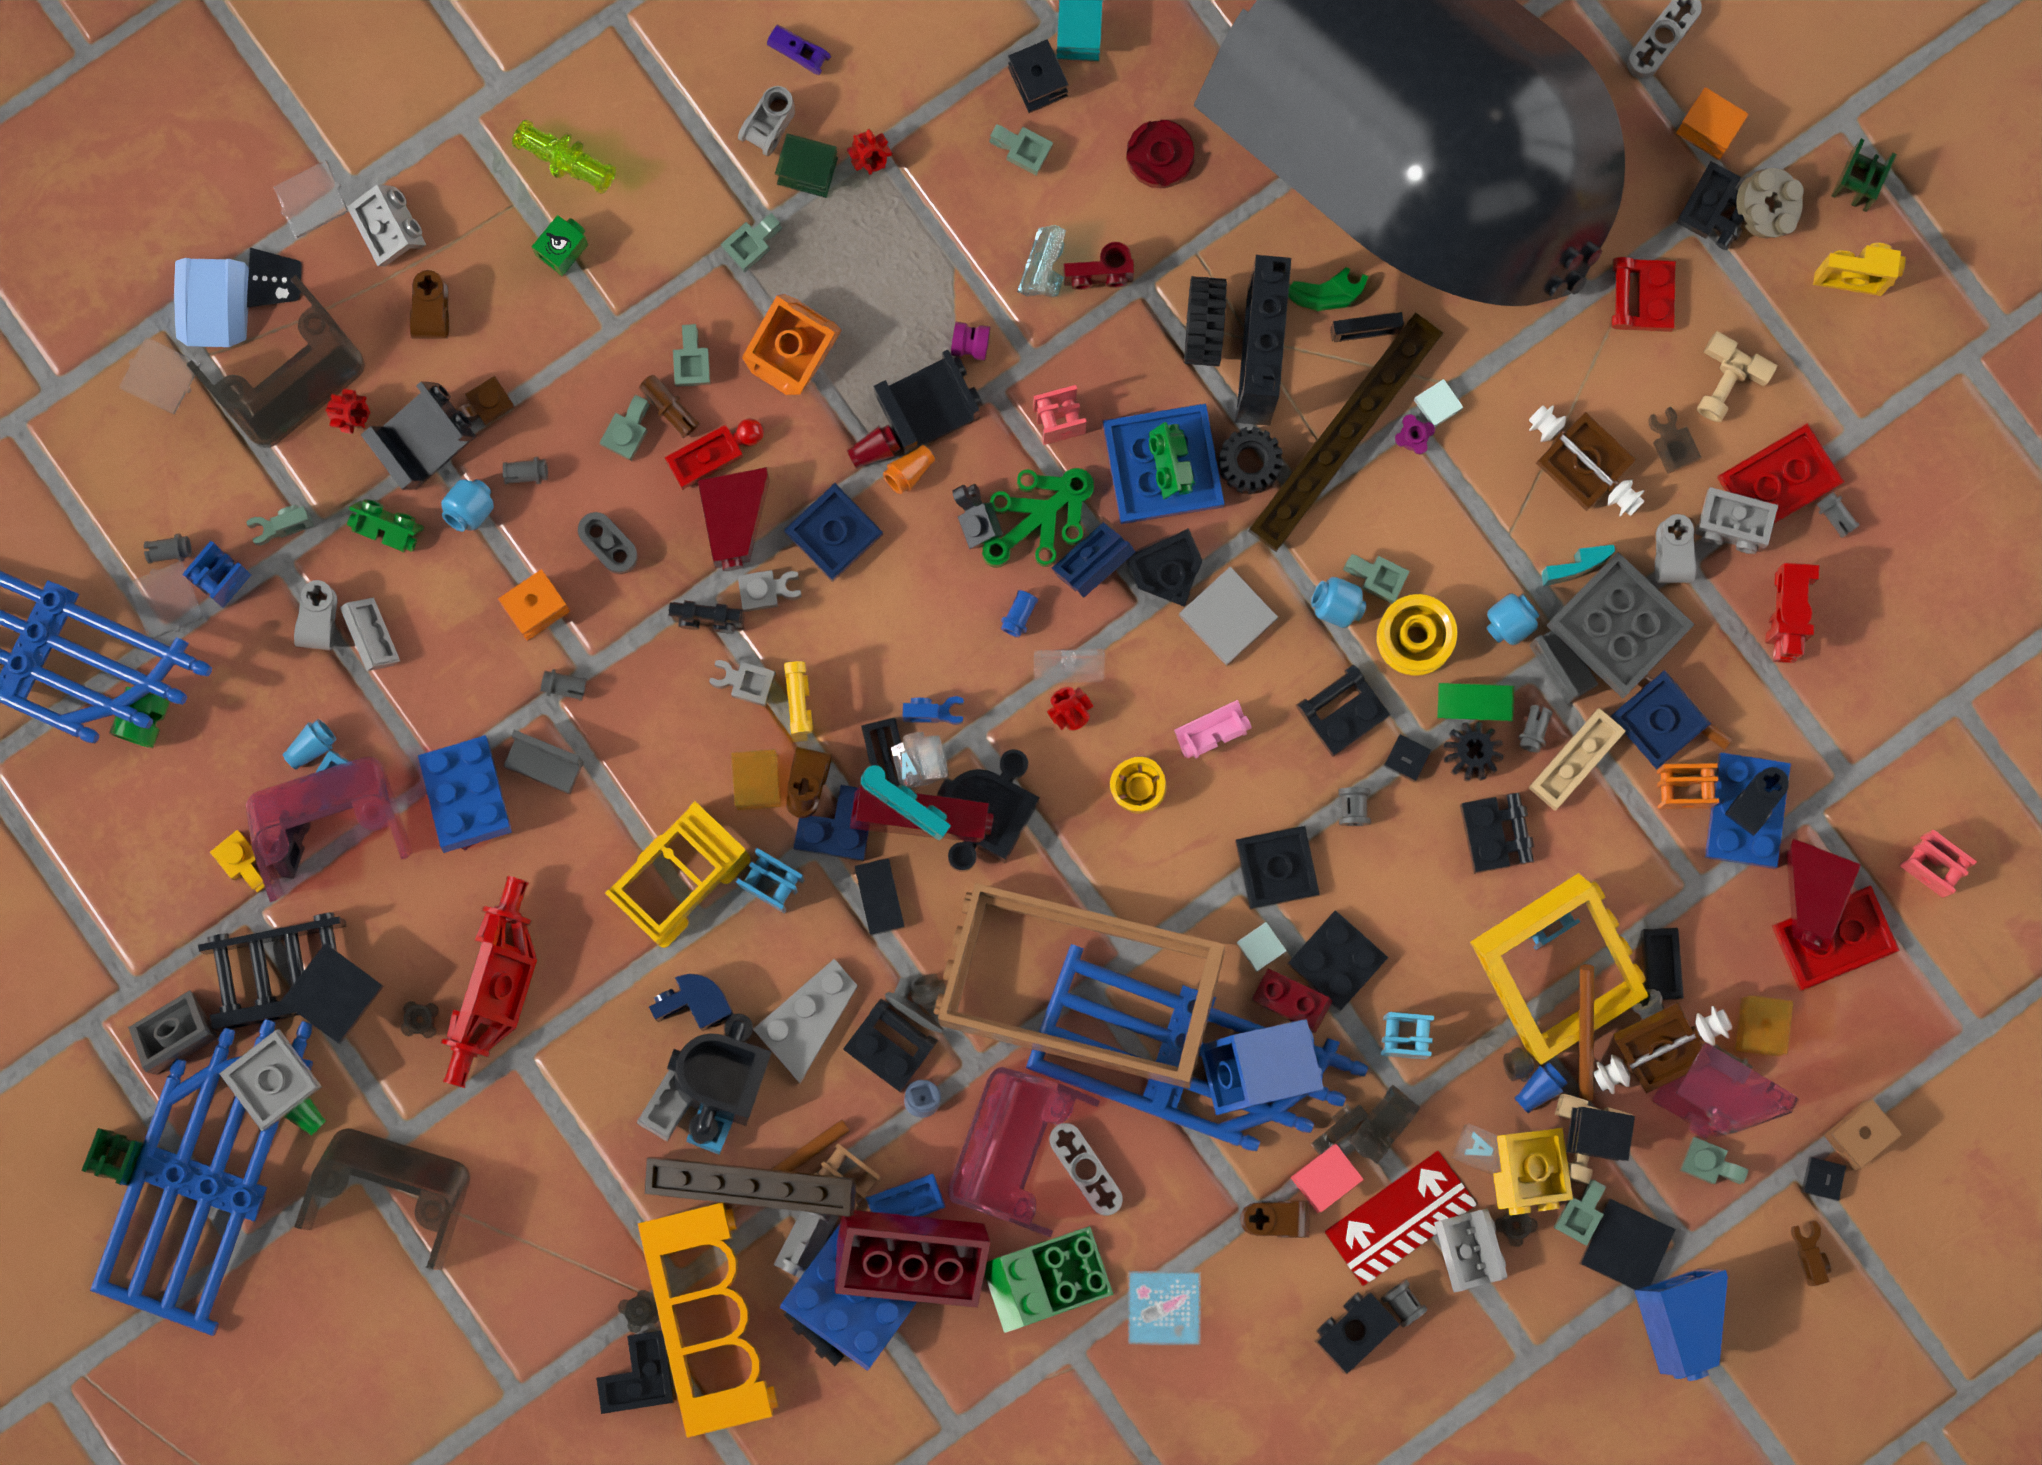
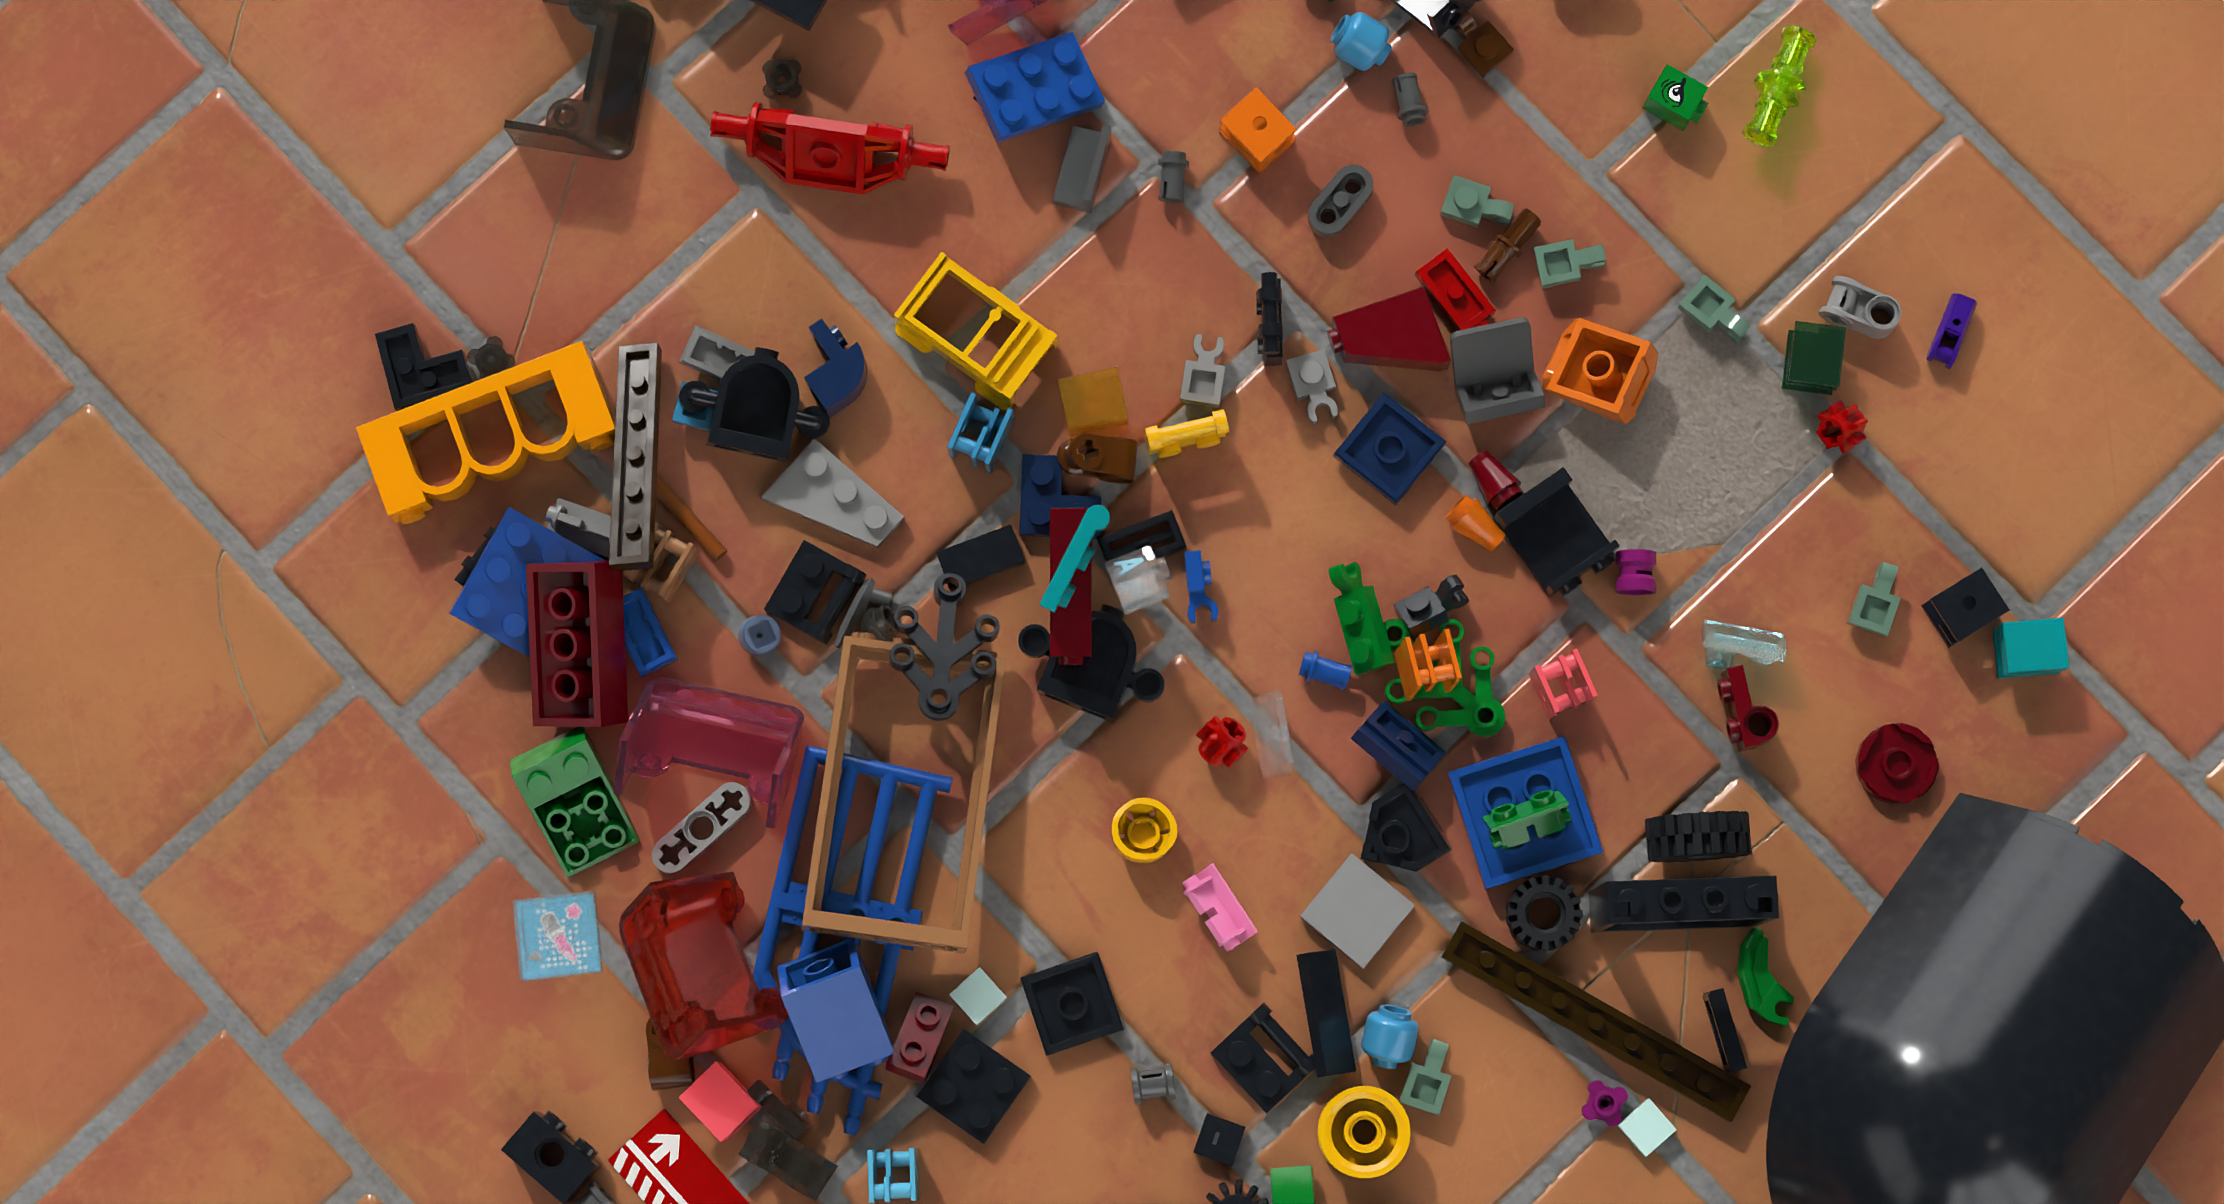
camera: 90 degrees right, 0 degrees up
(781, 431) = (1495, 370): none -> dark grey bracket
(964, 935) = (943, 653): none -> black plant
(980, 577) = (1360, 620): none -> green plate
(1030, 523) = (1416, 664): none -> orange piece
(1211, 1185) = (694, 965): none -> clear red windscreen
(1312, 653) = (1326, 1013): none -> black tile

